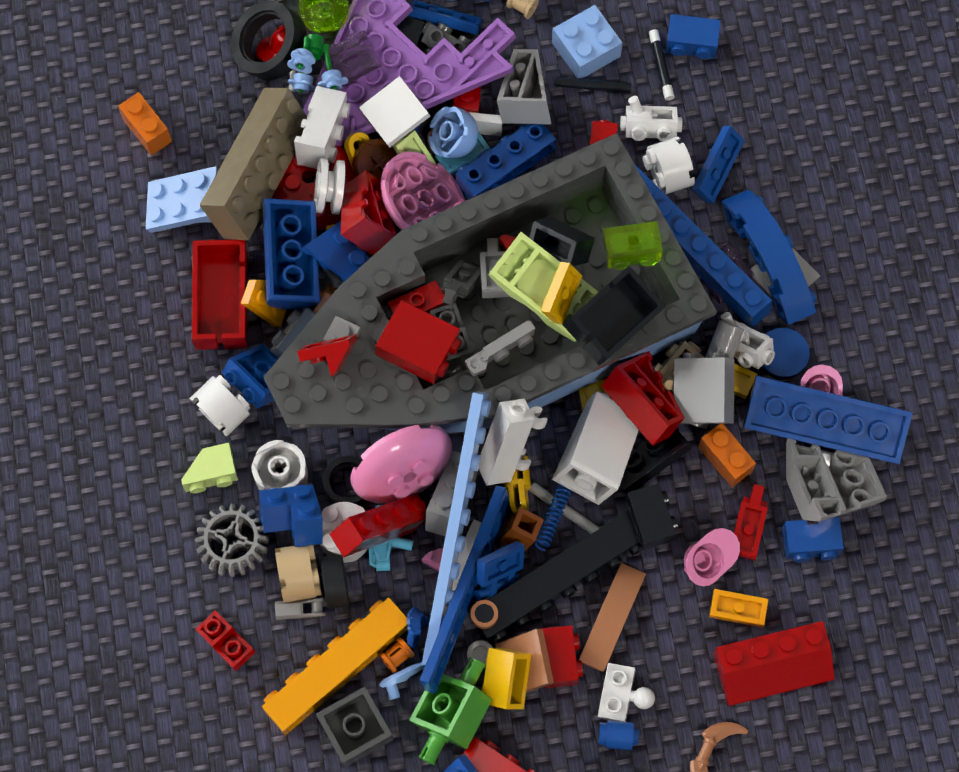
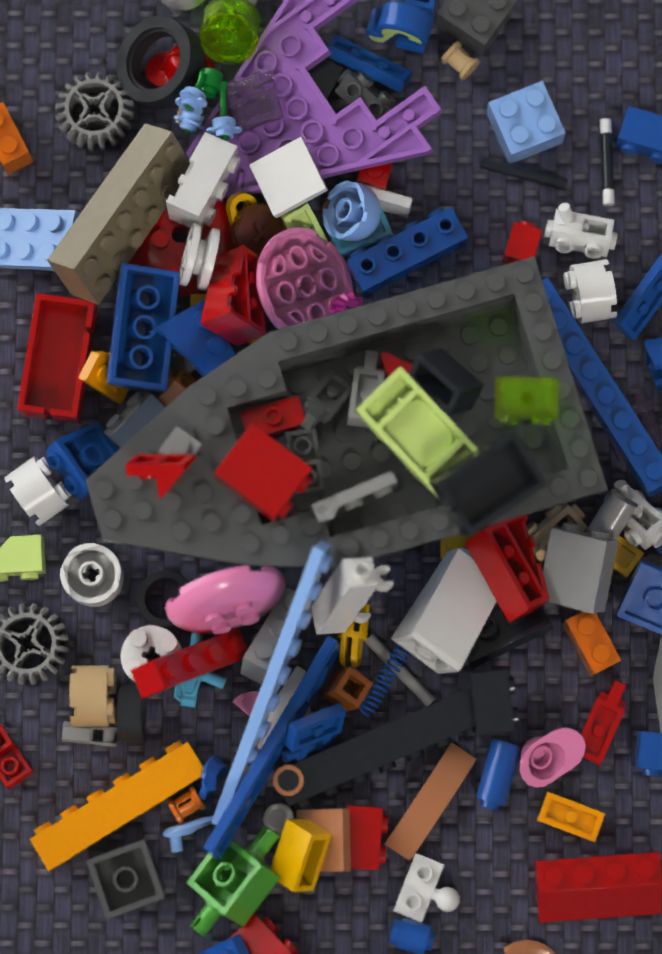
camera: 10 degrees right, 10 degrees up
(222, 103) = (80, 130): none -> light grey gear
(292, 510) = (99, 626): blue brick -> none
(523, 91) = (441, 177): light grey wedge -> none
(561, 293) = (433, 447): yellow plate -> none
(667, 581) = (497, 774): none -> blue brick

